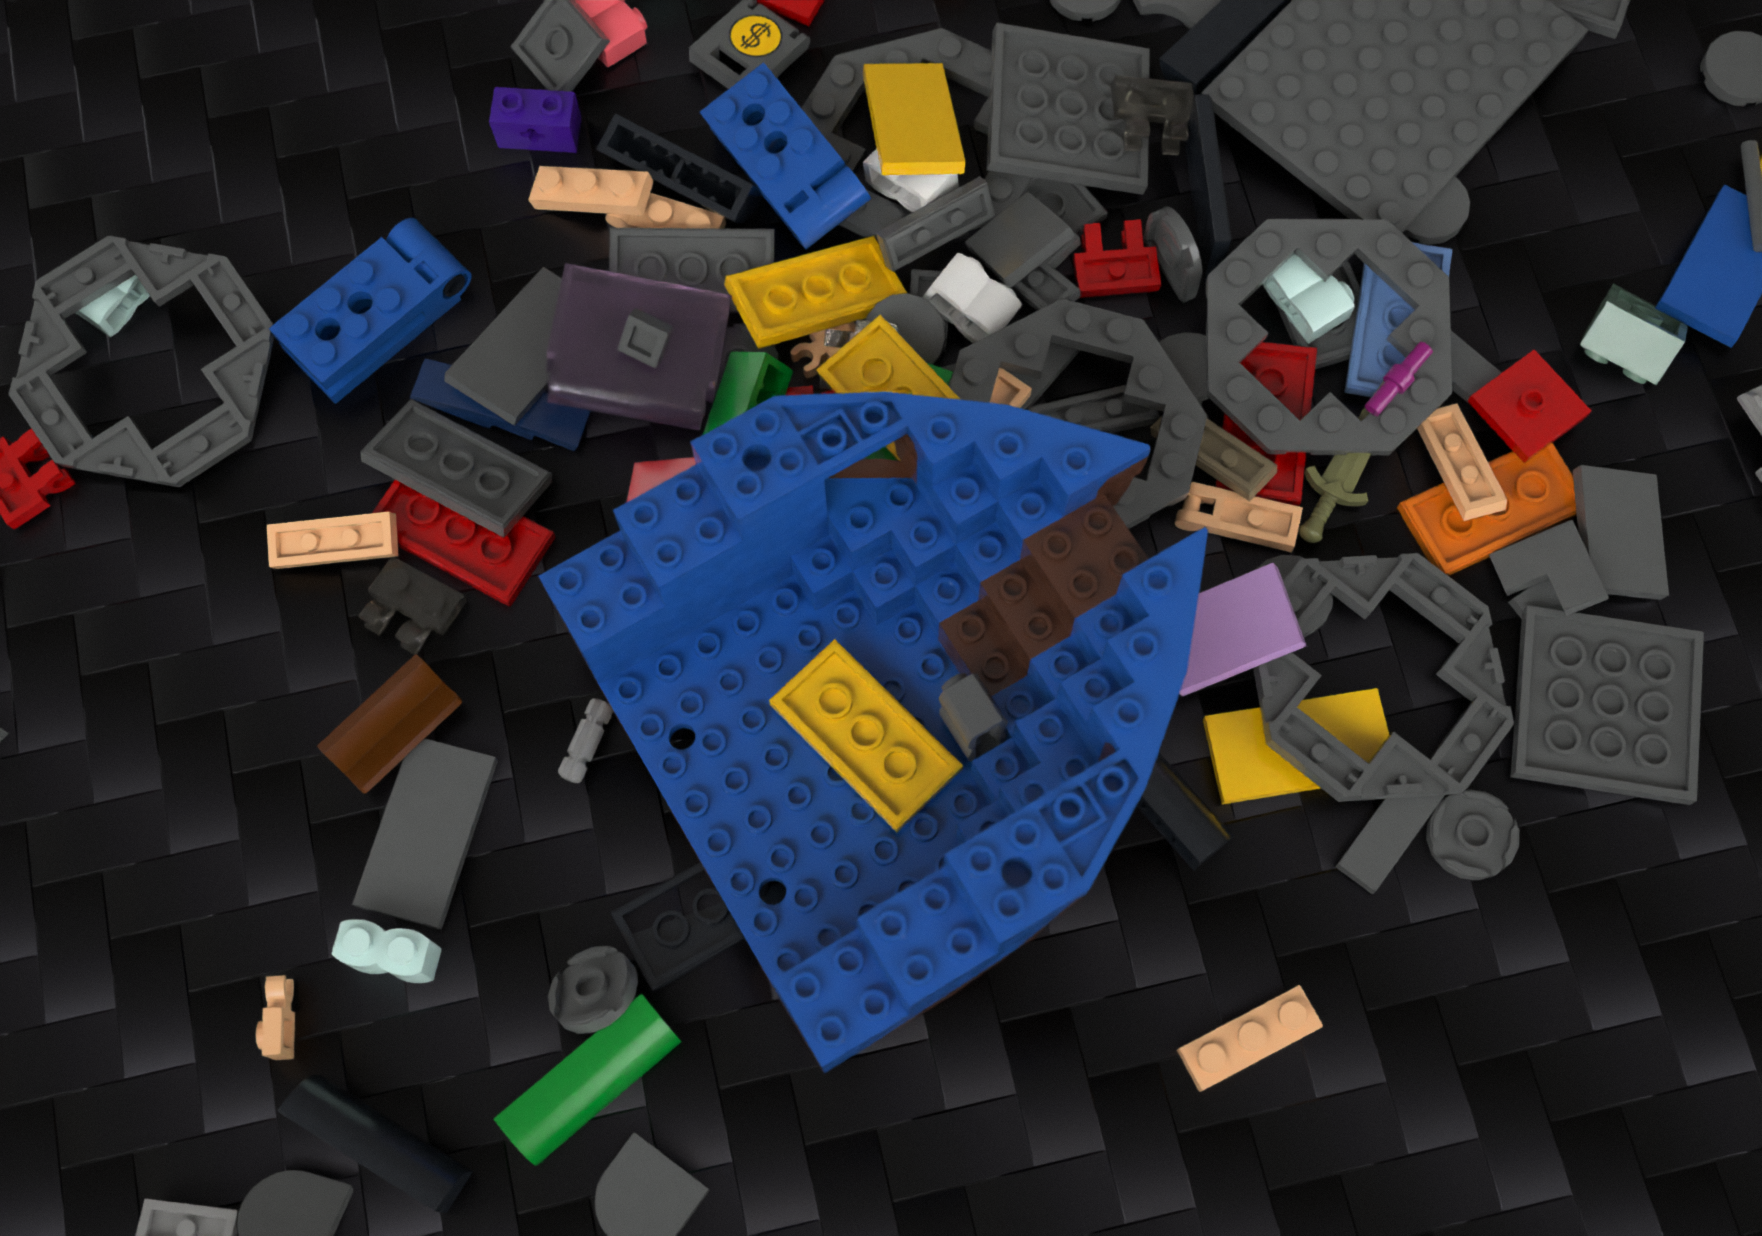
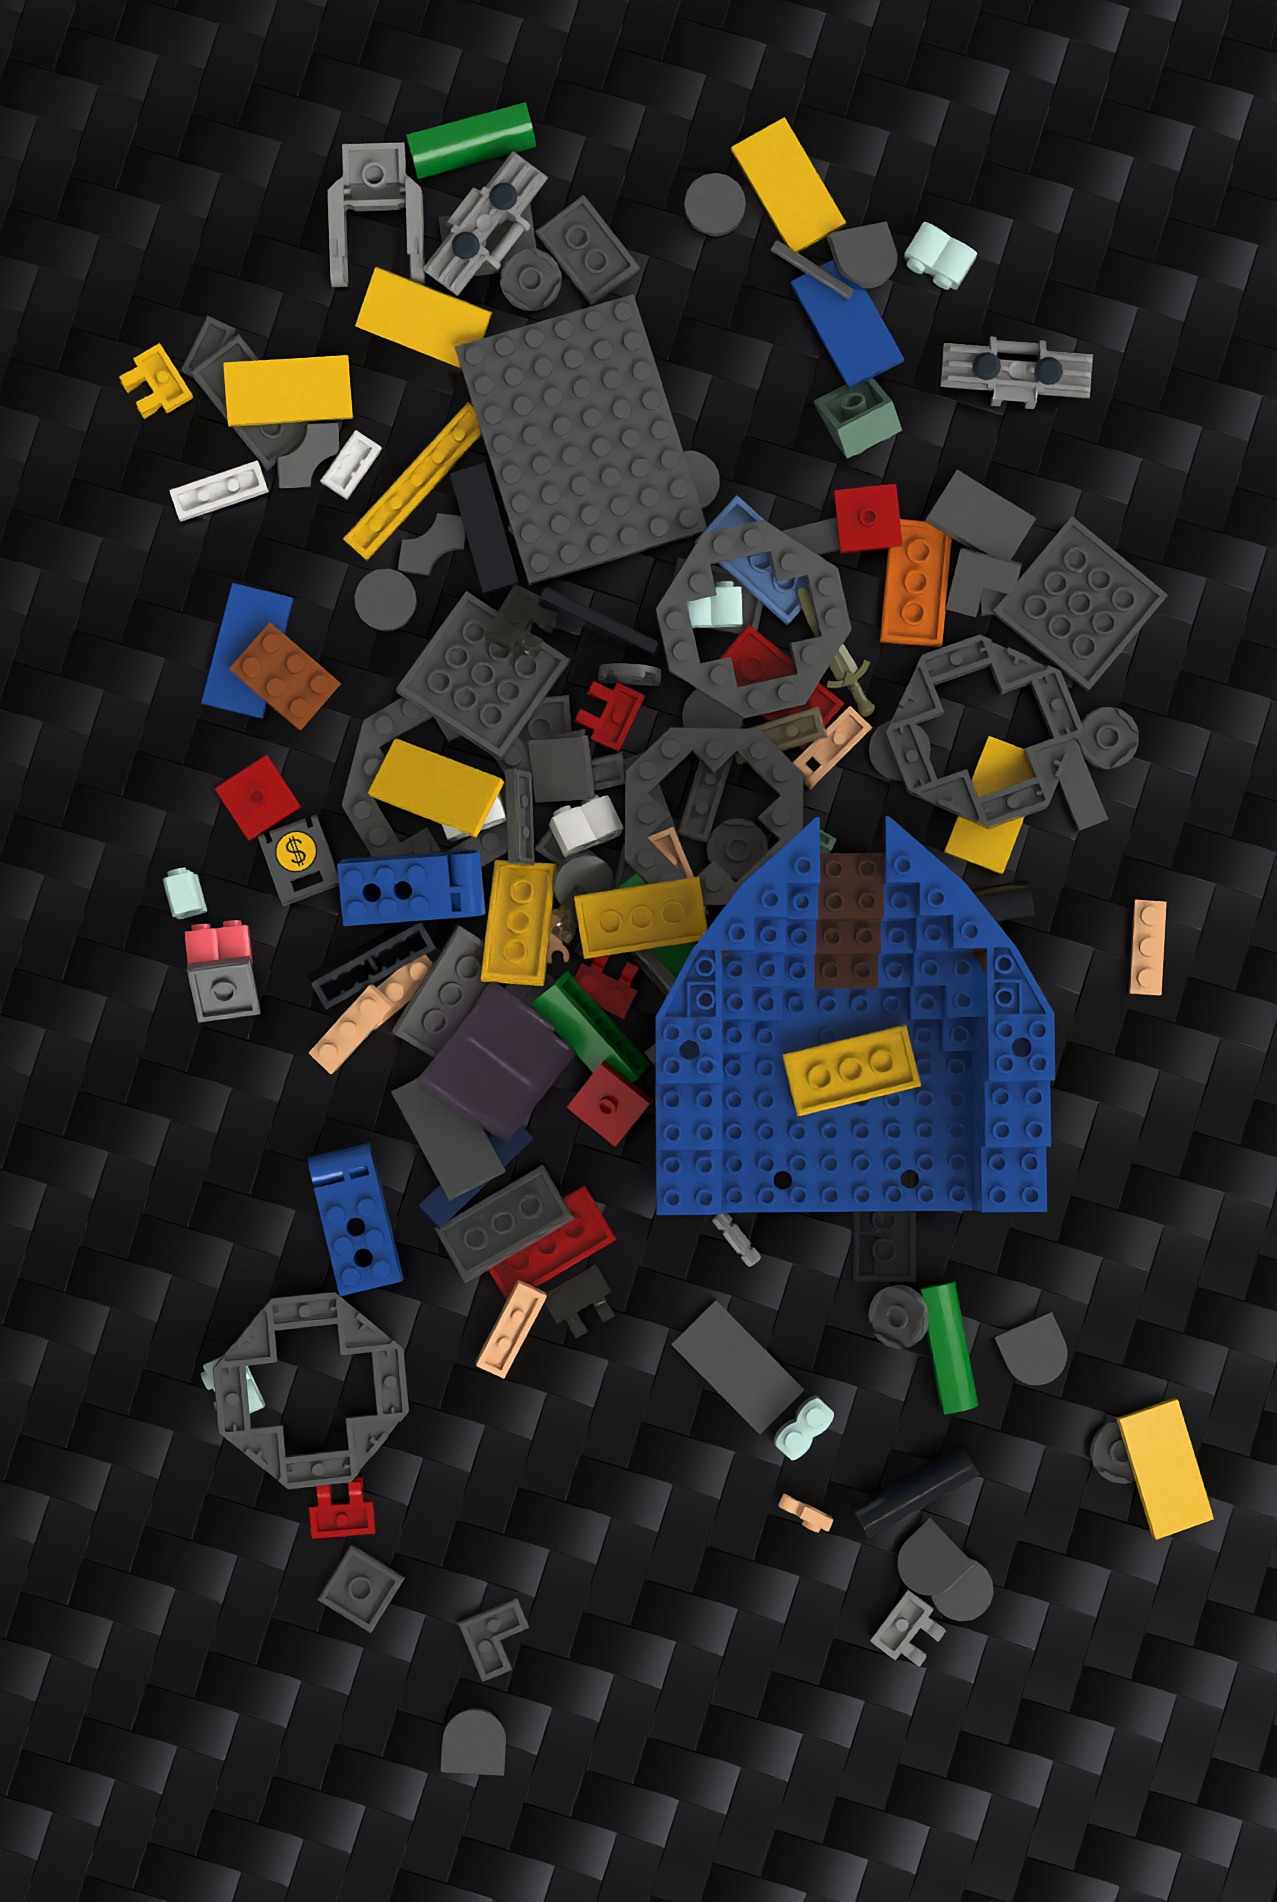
camera: 65 degrees left, 15 degrees up
(390, 724) = (659, 1353): reddish brown panel -> none
(535, 119) = (273, 1037): dark purple brick -> none
(645, 338) = (506, 1057): dark grey tile -> none
(972, 715) = (885, 1003): dark grey brick -> none
(1241, 628) = (909, 796): lavender tile -> none
(1398, 378) = (812, 597): magenta bar -> none
(1462, 463) = (882, 588): light nougat plate -> none

